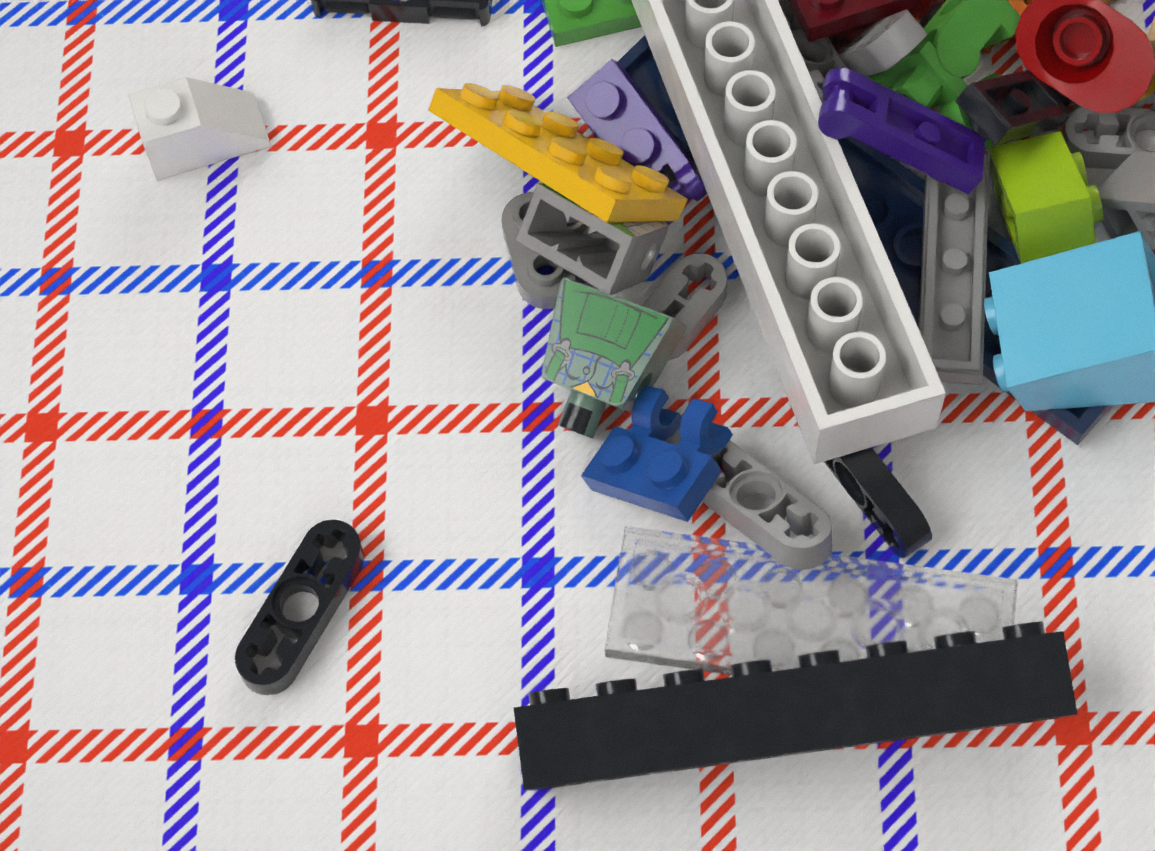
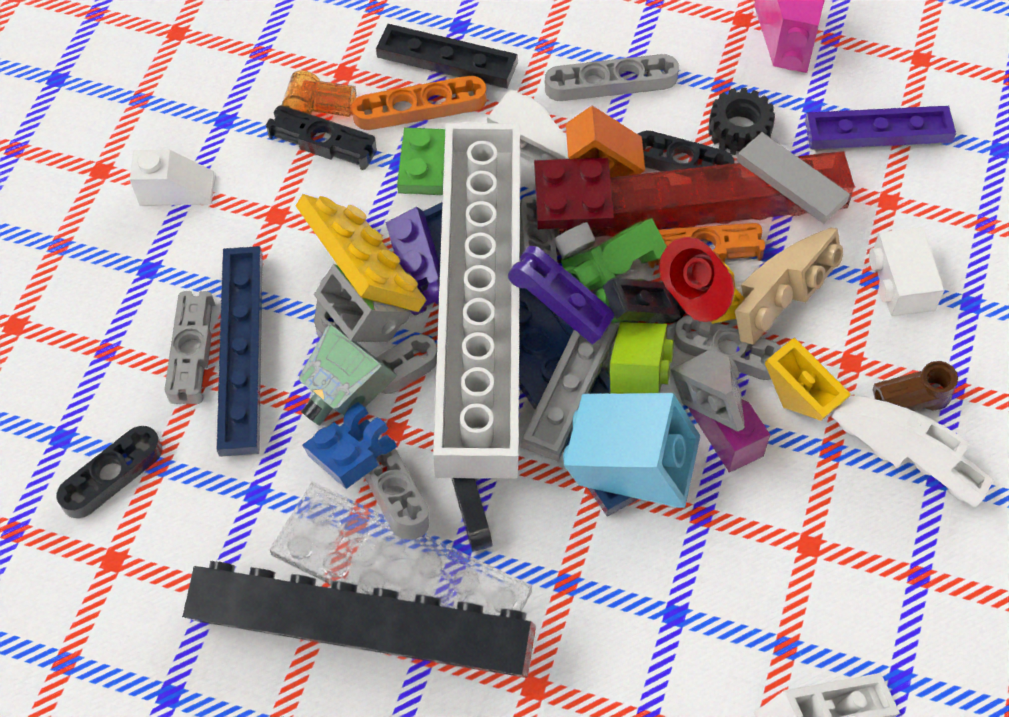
camera: 15 degrees right, 5 degrees down
(347, 413) = (187, 370): none -> light grey piece
(424, 362) = (240, 352): none -> dark blue plate

